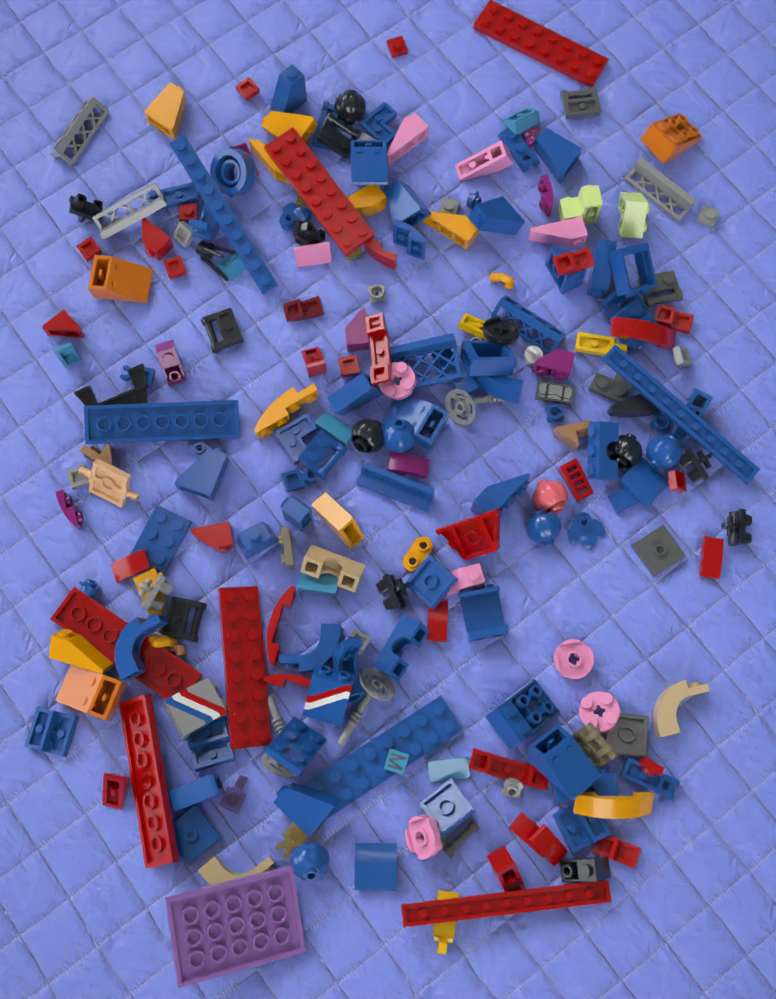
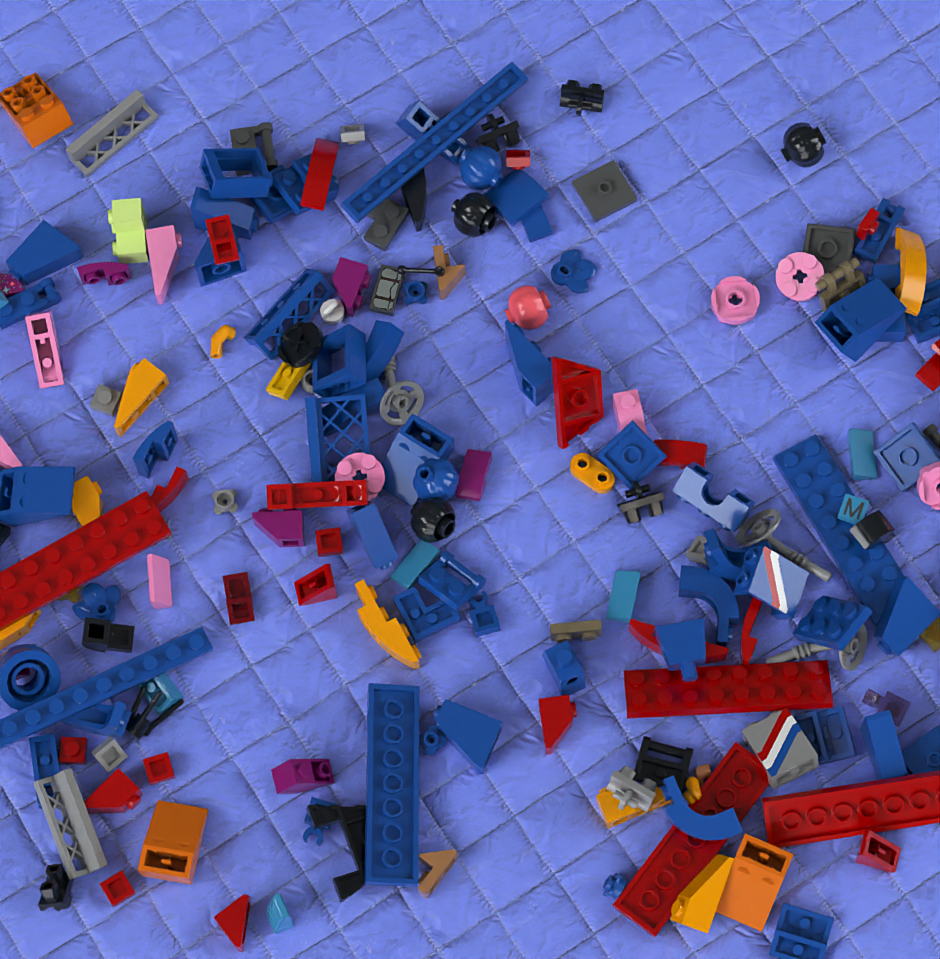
camera: 80 degrees left, 5 degrees down
(71, 513) = (514, 908): magenta slope -> none
(77, 480) = (459, 901): light grey plate -> none
(109, 483) = (474, 854): light nougat plate -> none
(130, 565) = (588, 831): red slope -> none
(162, 537) = (552, 795): blue plate -> none
(228, 328) = (259, 698): black plate -> none
(269, 222) = (103, 635): none -> black brick
(269, 627) = (683, 646): none -> blue torso
(296, 512) = (532, 612): blue brick -> none
(307, 234) = (131, 583): black hips -> none
(322, 561) = (613, 555): tan arch -> none
(338, 520) = (542, 565): light orange slope -> none
(377, 778) = (873, 530): none -> black brick
(395, 487) = (502, 493): blue fence -> none
(405, 204) = (102, 452): blue slope -> none
(473, 199) = (102, 365): blue plate -> none
(483, 613) = (674, 400): blue panel -> none
(496, 217) = (133, 335): blue slope -> none
(507, 768) = (865, 384): red slope -> none
(512, 788) = (887, 383): light grey plate -> none
(522, 714) = (800, 364): blue slope -> none
(543, 527) = (567, 318): blue plant -> none
(570, 425) = (439, 271): none -> black hinge
(581, 477) = (503, 286): red slope -> none
(595, 344) = (326, 231): yellow hinge -> none
(599, 465) = (458, 237): blue arch -> none
(633, 213) = (147, 166): yellowish green brick -> none
(658, 417) = (445, 167): blue plate -> none
(666, 705) = (793, 201): tan arch -> none
(674, 320) = (298, 137): red slope -> none
(708, 216) = (155, 80): light grey plate -> none
(711, 557) = (615, 130): red slope -> none
(718, 709) = (803, 145): none -> black plant

